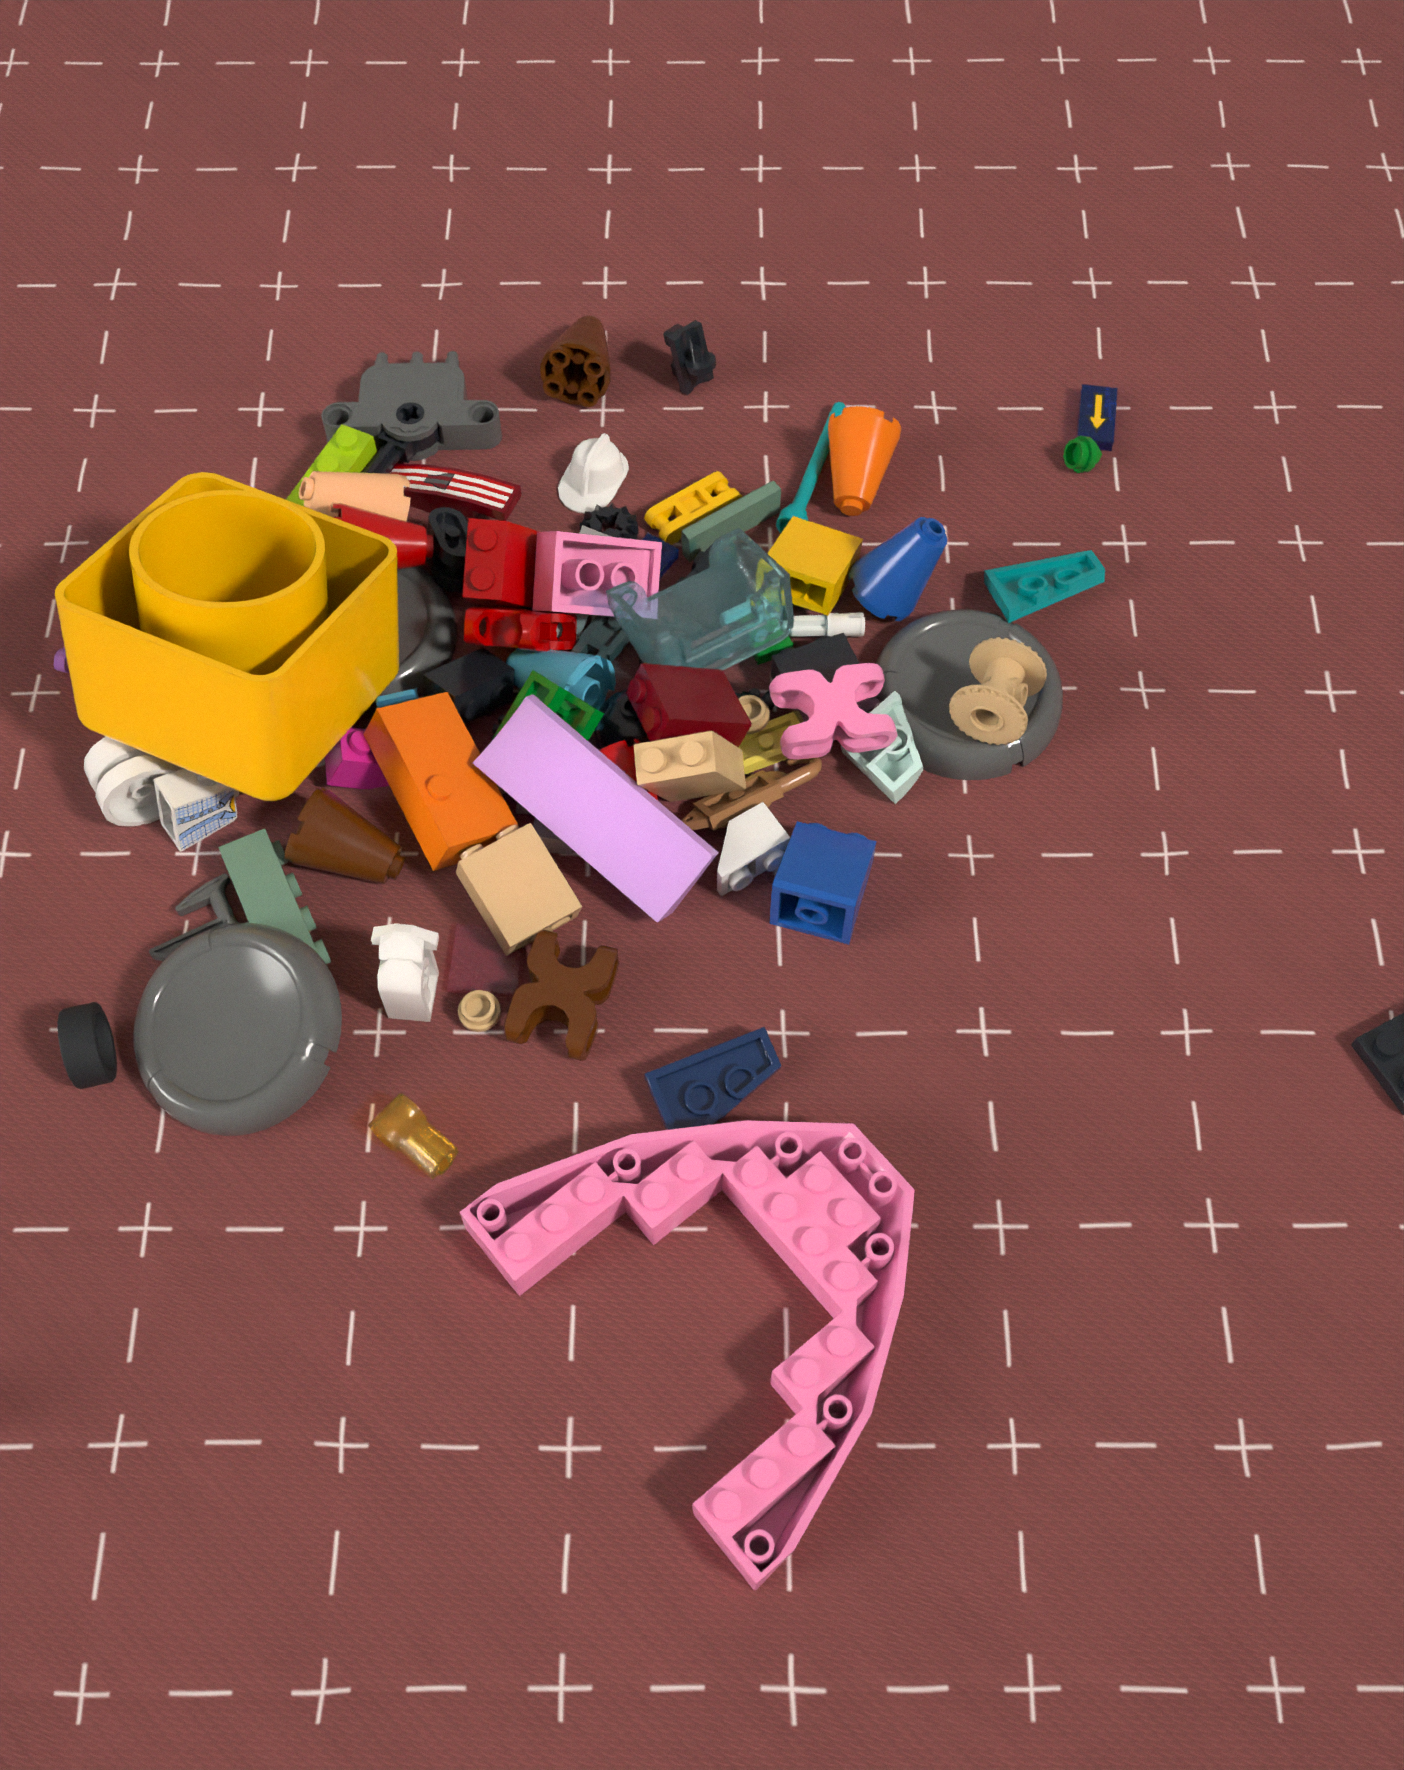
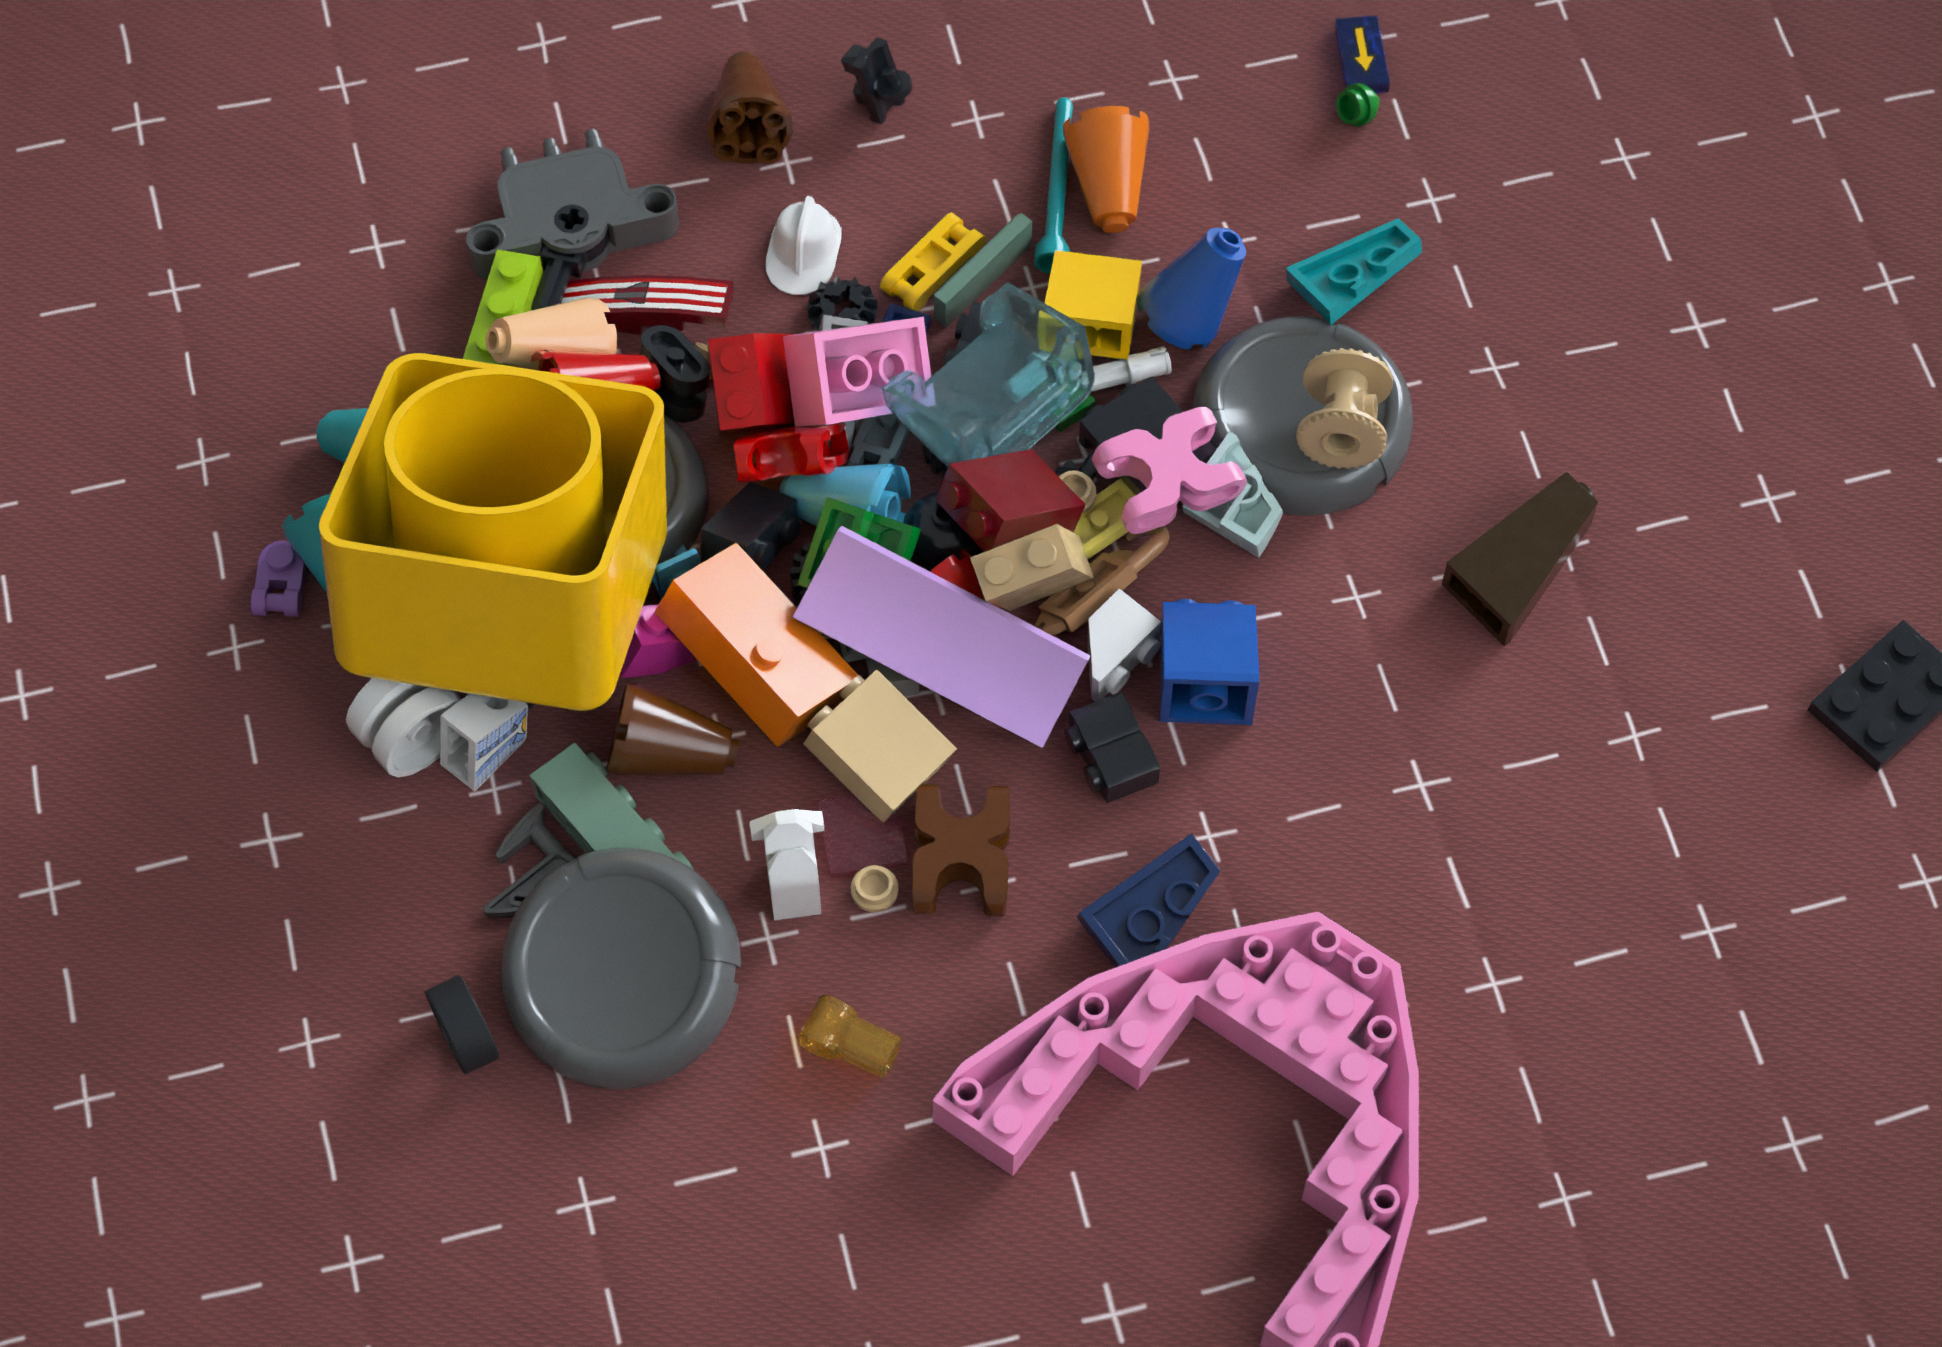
camera: 15 degrees left, 0 degrees up
(719, 936) = (1113, 748): none -> black brick
(1121, 853) = (1518, 558): none -> dark brown slope

